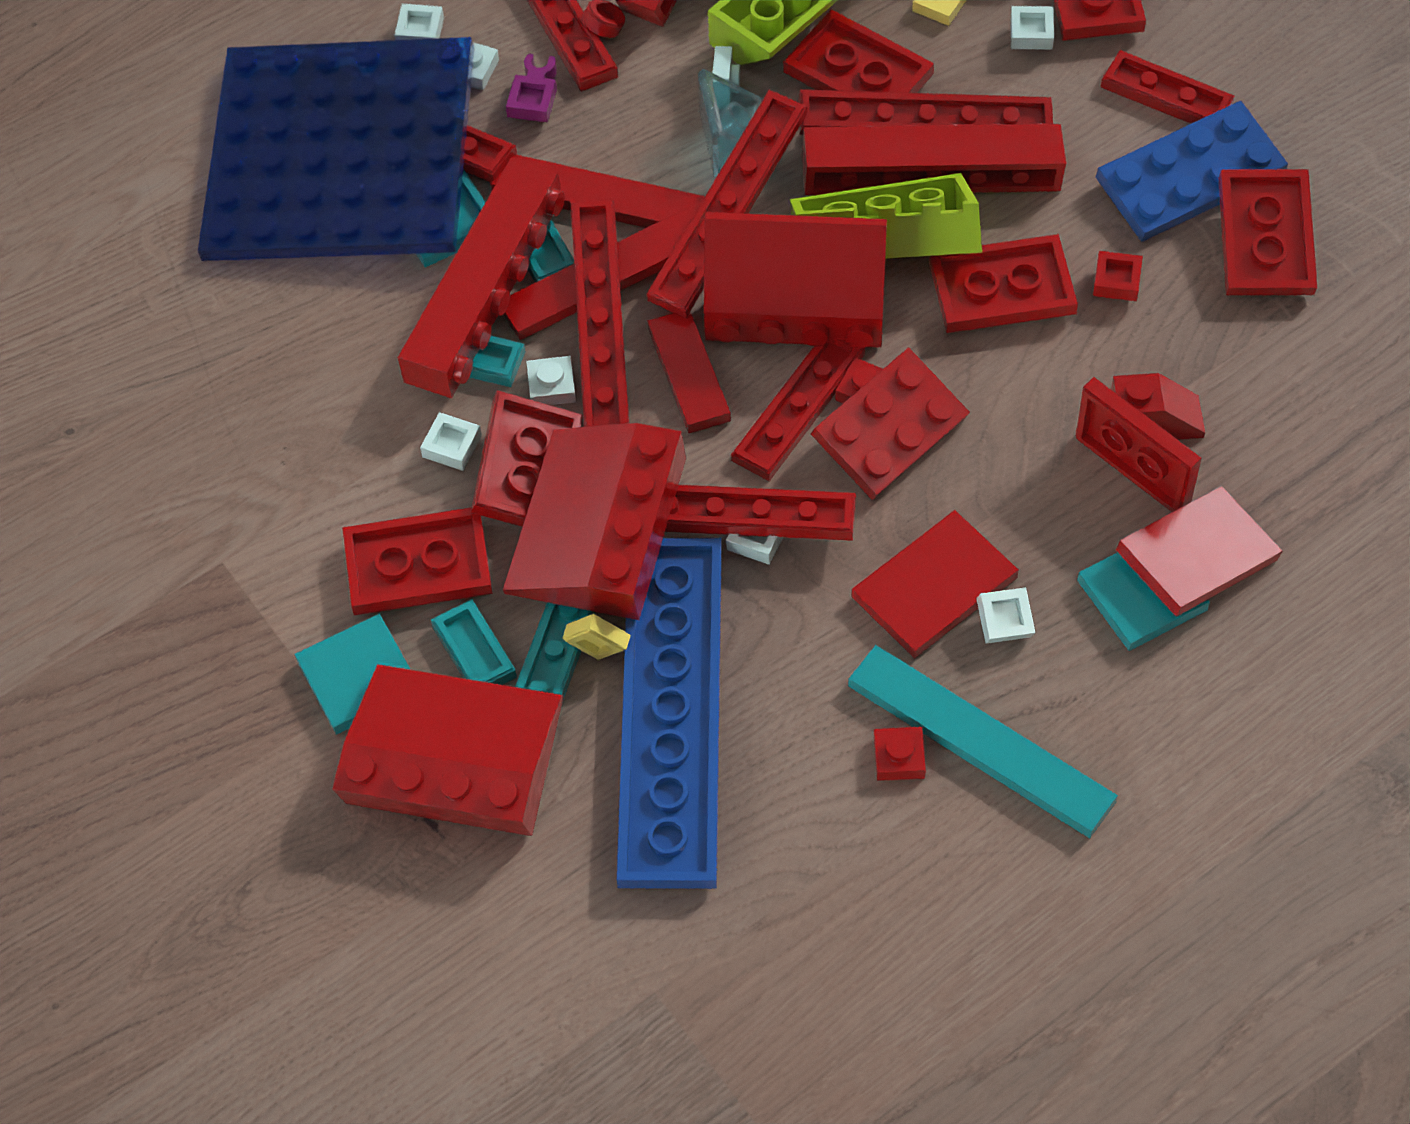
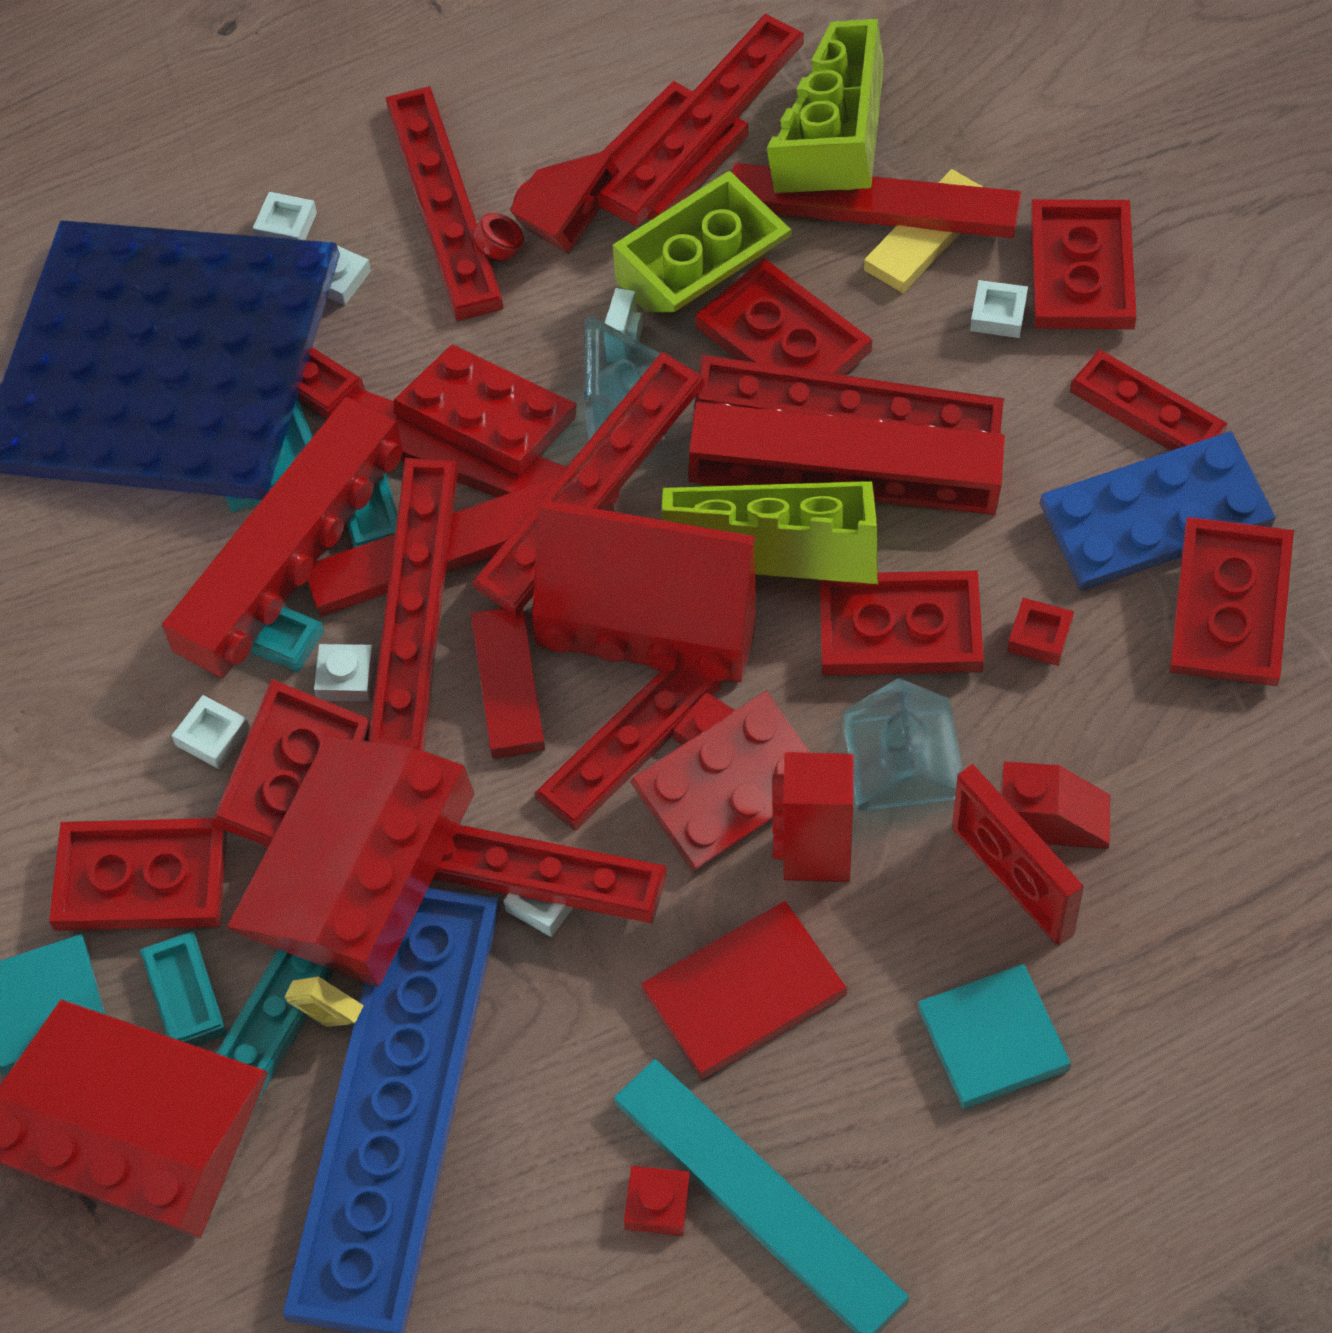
camera: 10 degrees right, 0 degrees up
(533, 94) = (398, 318): magenta plate -> none
(624, 157) = (485, 409): none -> red plate
(973, 436) = (814, 816): none -> red brick
(1005, 615) = (818, 1044): light aqua plate -> none
(1023, 380) = (902, 747): none -> clear light blue slope
(1198, 550) = (1069, 996): tile -> none

